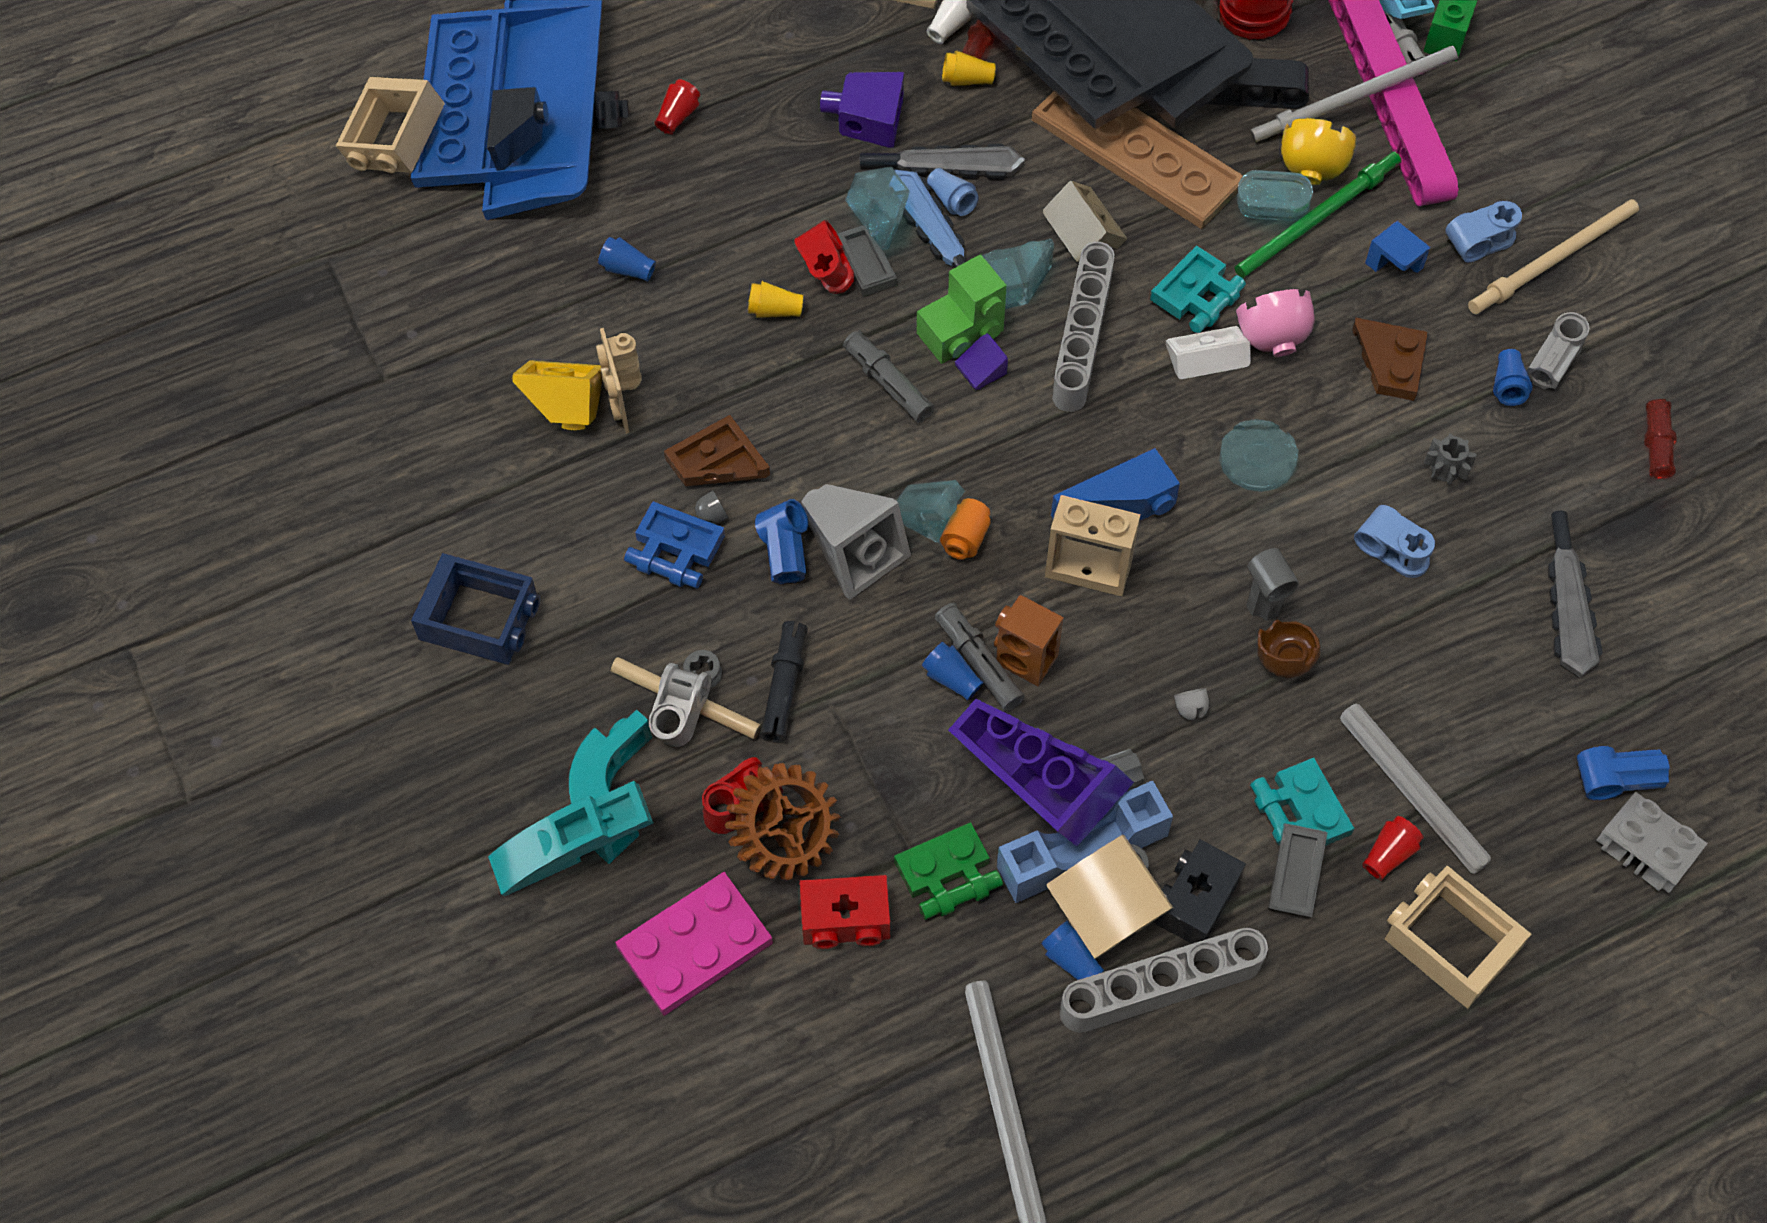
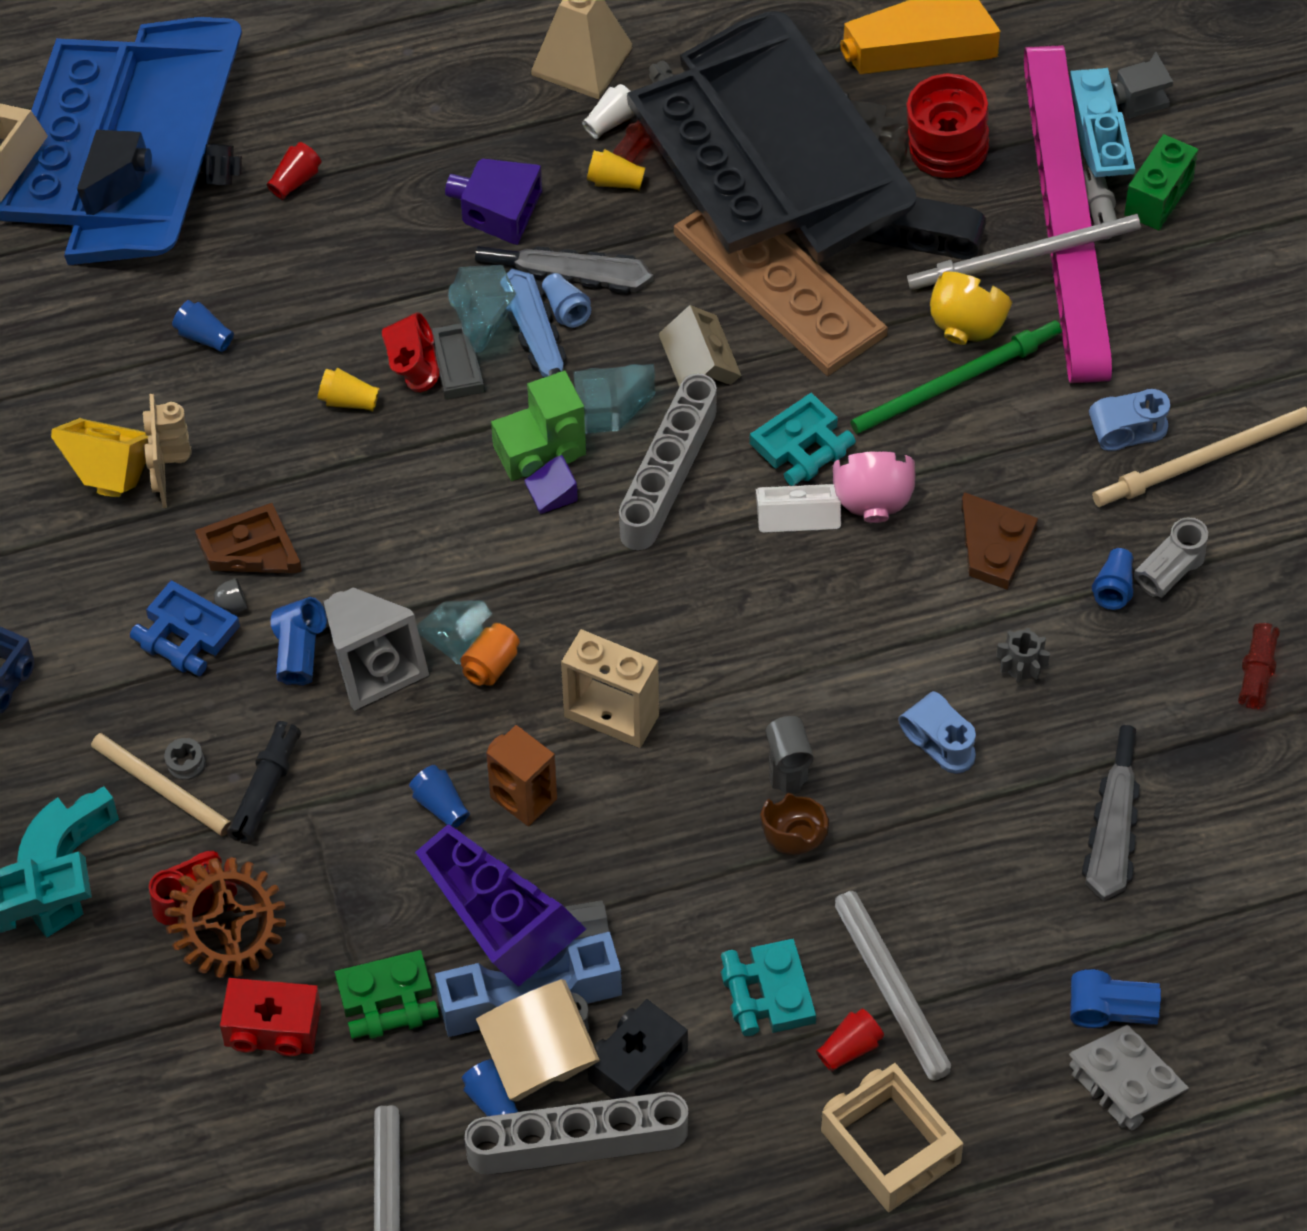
camera: 10 degrees right, 5 degrees down
(680, 701) = (149, 782): light grey piece -> none
(694, 943) = (113, 1026): dark pink plate -> none
(877, 364) = (441, 473): dark grey pin -> none
(970, 645) = (465, 772): dark grey pin -> none
(1137, 486) = (676, 637): blue slope -> none
(1192, 703) = (682, 862): light grey hinge -> none
(1258, 455) = (822, 623): clear light blue tile -> none
(1274, 195) = (907, 350): clear light blue brick -> none
(1297, 870) = (744, 1047): dark grey tile -> none
(1399, 247) = (1028, 425): blue panel -> none

